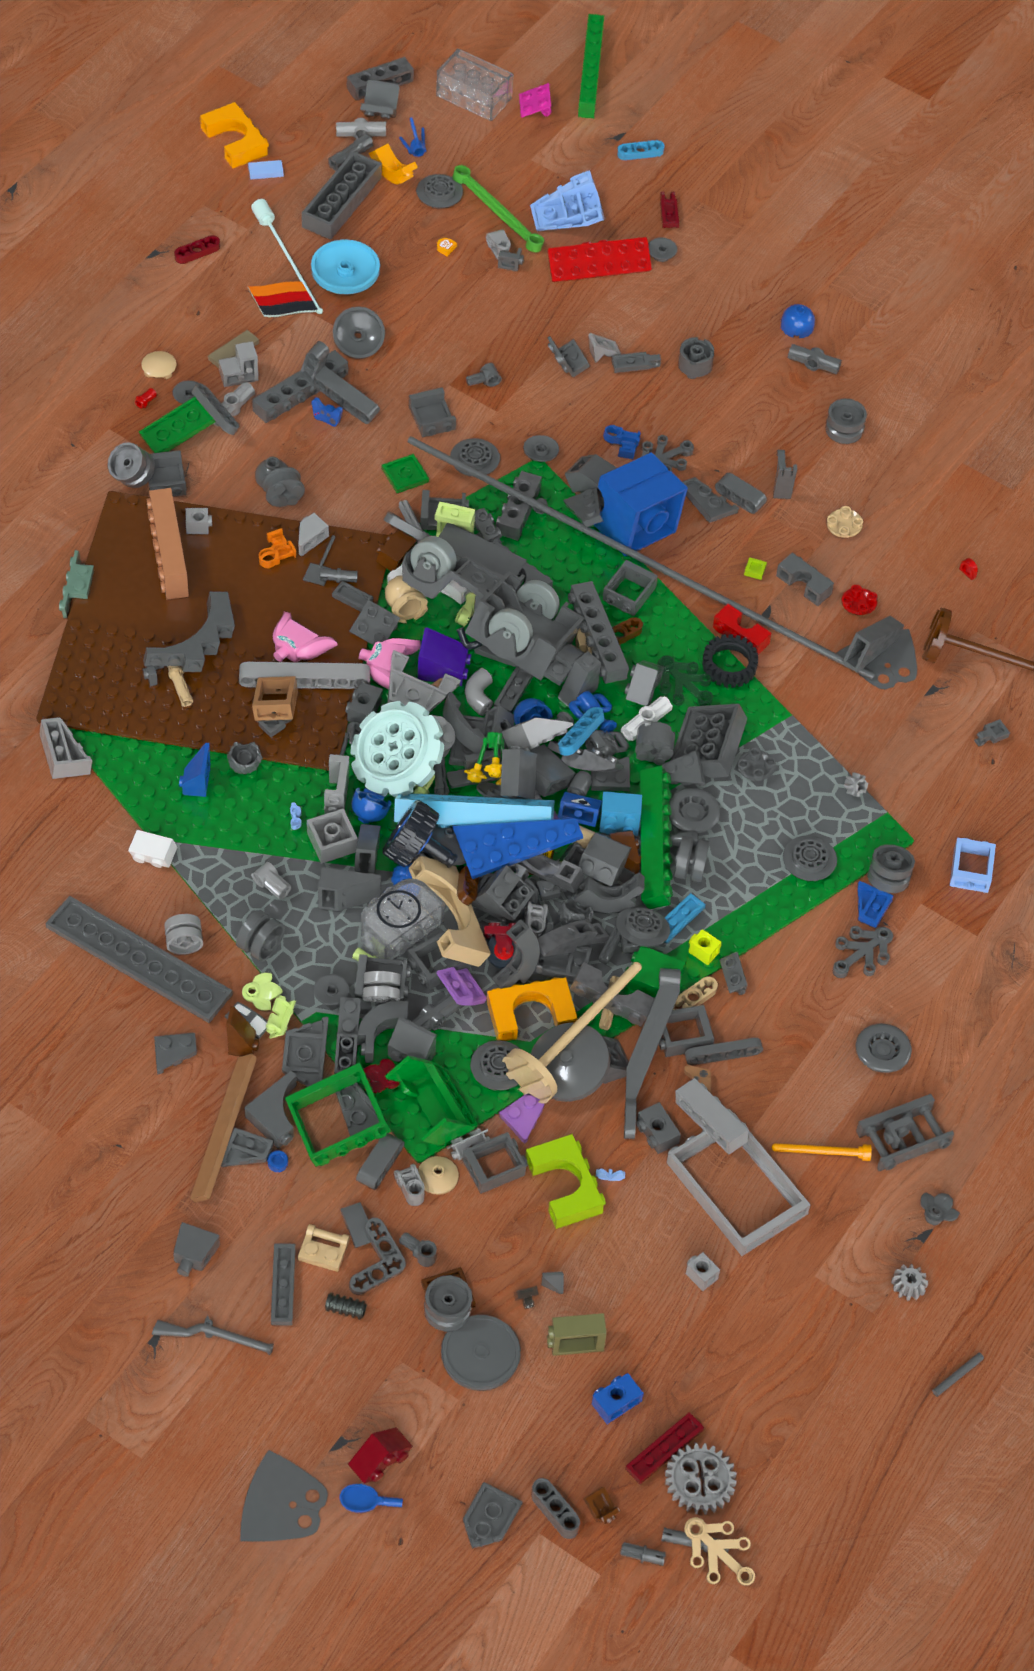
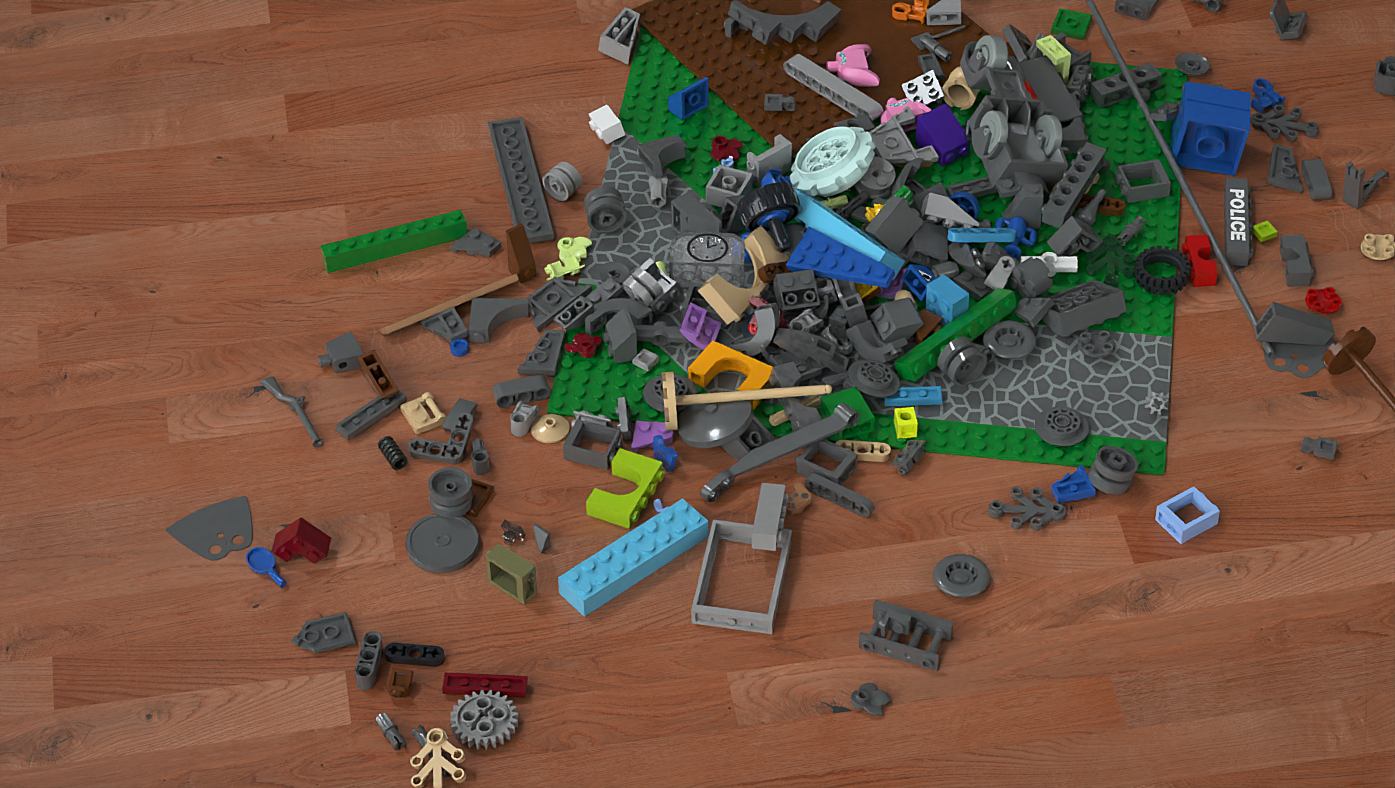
camera: 50 degrees right, 10 degrees down
(105, 1105) = (393, 241): none -> green brick
(176, 674) = (744, 42): tan pin -> none
(234, 846) = (660, 152): none -> dark grey arch
(244, 758) = (730, 109): dark grey hair -> none
(253, 1018) = (542, 256): slope -> none
(255, 1246) = (377, 375): none -> reddish brown slope
(278, 799) = (724, 148): none -> dark red plate
(283, 708) = (792, 84): medium nougat window -> none
(323, 1089) = (524, 322): green window -> none
(437, 1098) = (607, 376): green windscreen -> none
(445, 1050) = (645, 359): none -> light grey tile
(474, 452) = (1137, 43): dark grey wheel -> none
(475, 691) = (945, 170): light grey cylinder -> none
(487, 1113) = (624, 415): none -> dark grey plate
(559, 1124) = (664, 454): none -> blue piece
(594, 1467) = (429, 650): none -> black beam
(602, 346) = (1322, 26): light grey slope -> none
(610, 1408) = (491, 632): blue brick -> none
(625, 645) = (1088, 213): none -> dark grey piece
(629, 757) = (999, 275): none -> light grey piece
(635, 362) = (1341, 54): dark grey hinge -> none
(643, 1238) = (633, 557): none -> medium azure brick
(657, 1117) = (730, 503): dark grey brick -> none
(669, 640) = (1131, 230): none -> dark grey pin
(702, 1279) = (647, 607): light grey brick -> none
(727, 573) = (1237, 221): none -> dark grey brick
(863, 1152) = (858, 624): light orange piece -> none
(902, 1285) = (785, 723): light grey gear -> none

